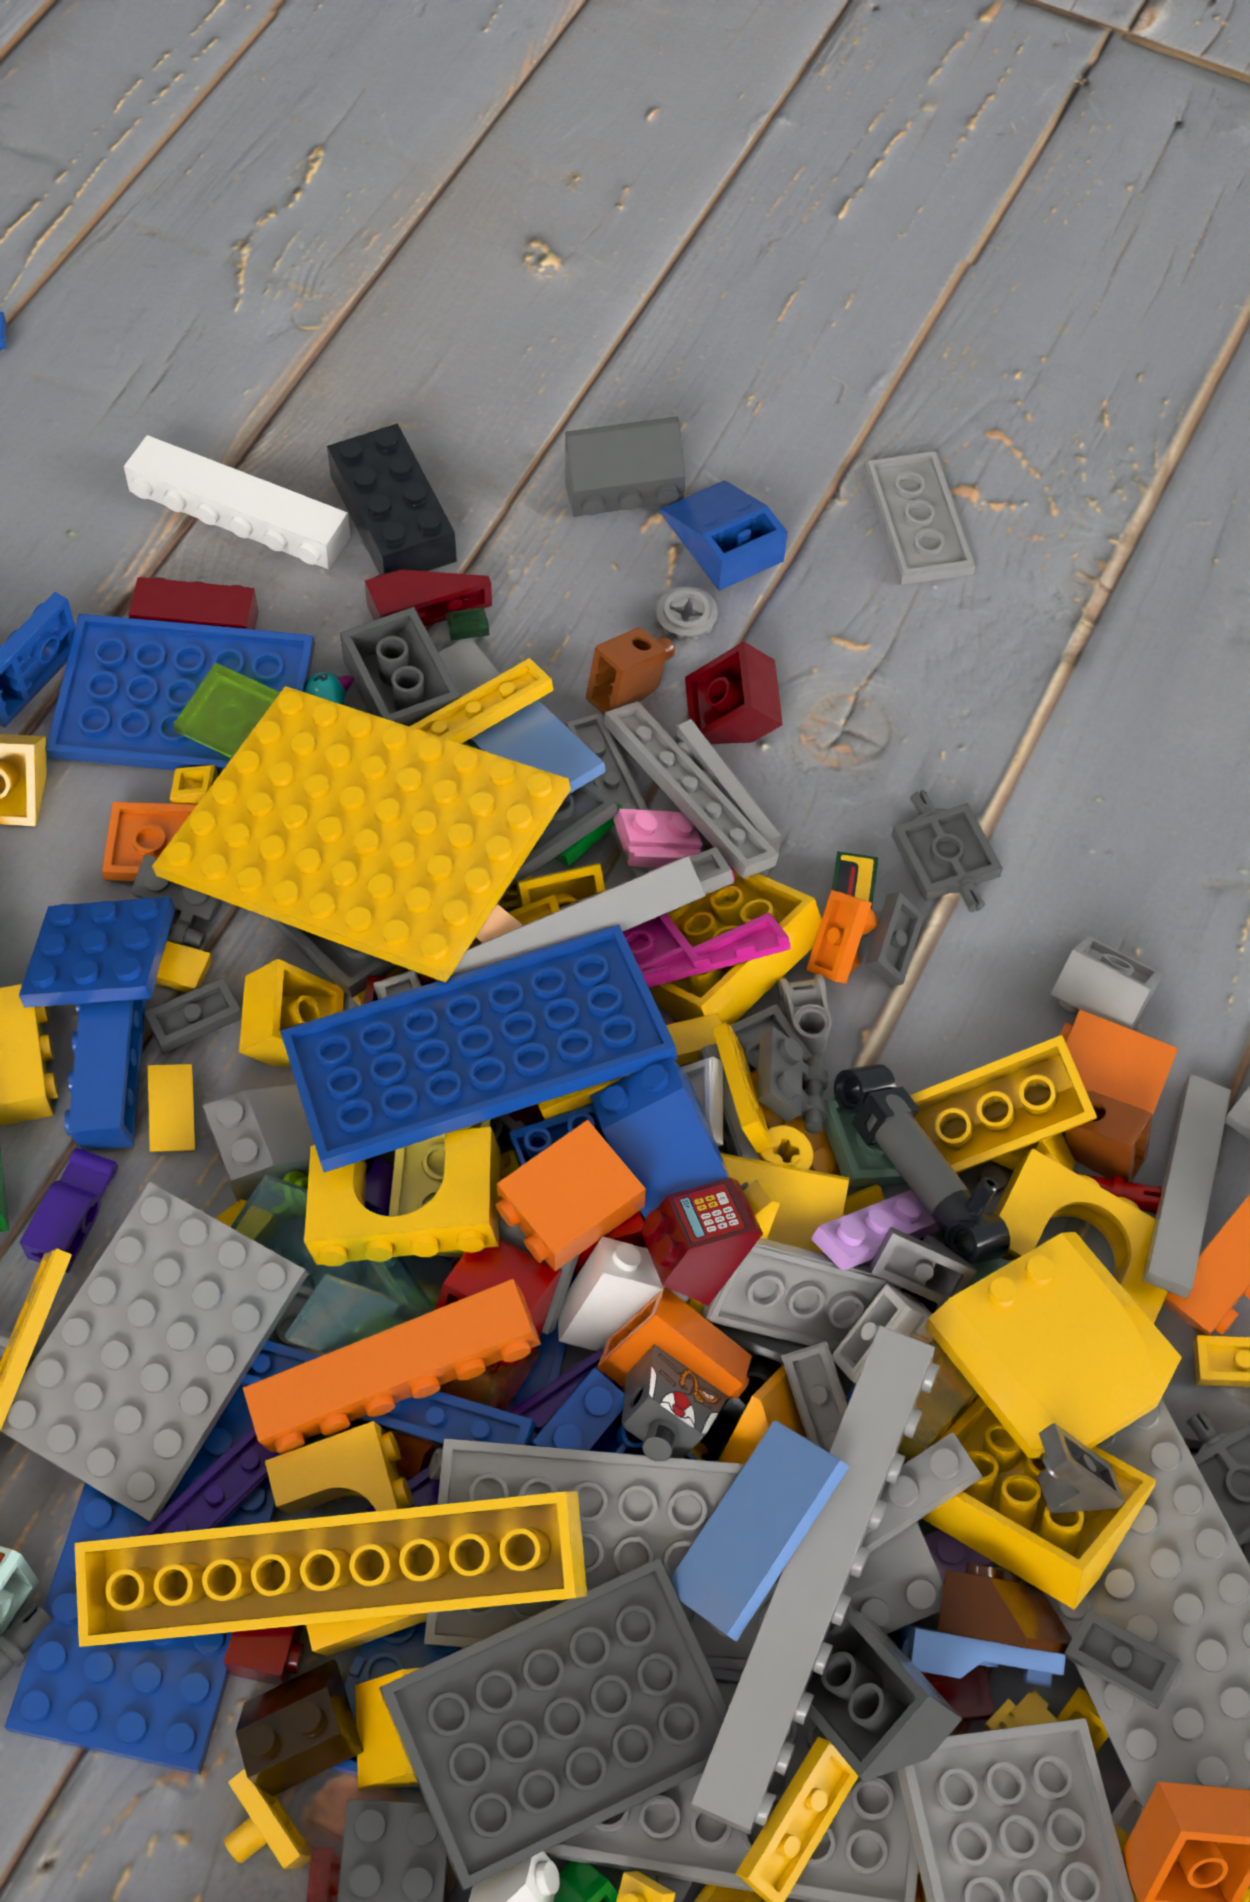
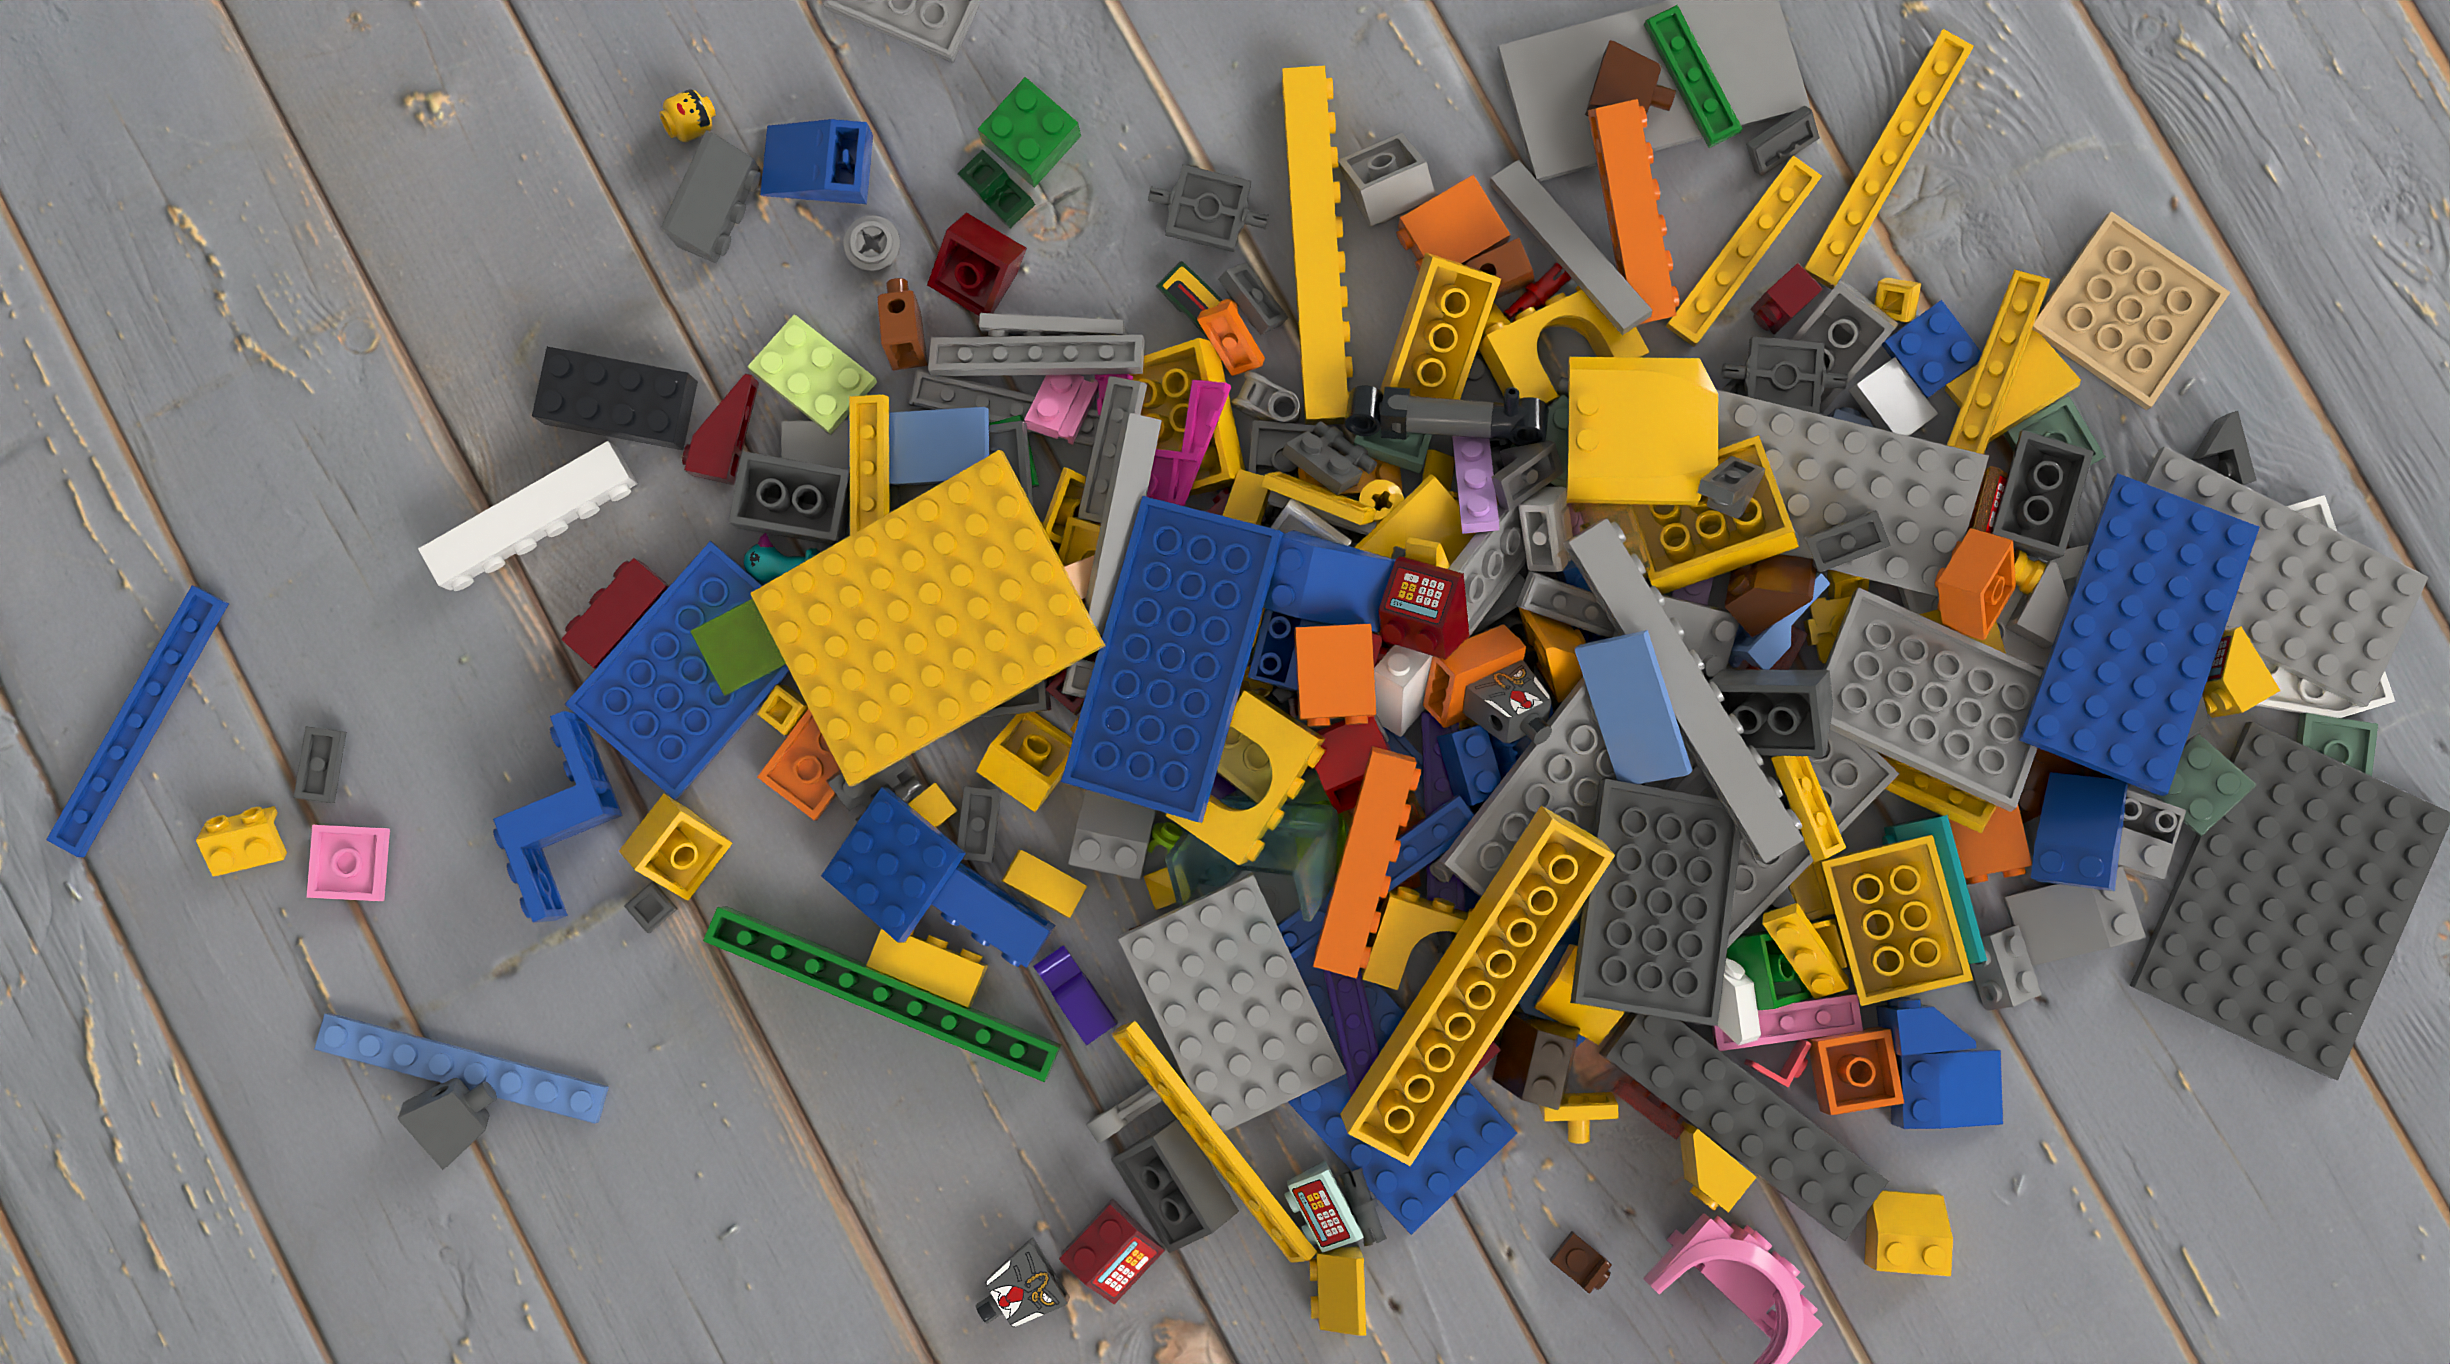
camera: 50 degrees left, 25 degrees up
(467, 623) = (770, 415): clear green tile -> none
(531, 625) = (811, 373): none -> yellowish green plate
(691, 415) = (687, 115): none -> yellow head
(817, 678) = (996, 189): none -> dark green slope
(889, 668) = (1029, 132): none -> green brick
(922, 1487) = (1669, 574): light grey plate -> none
(995, 957) = (1315, 244): none -> yellow brick

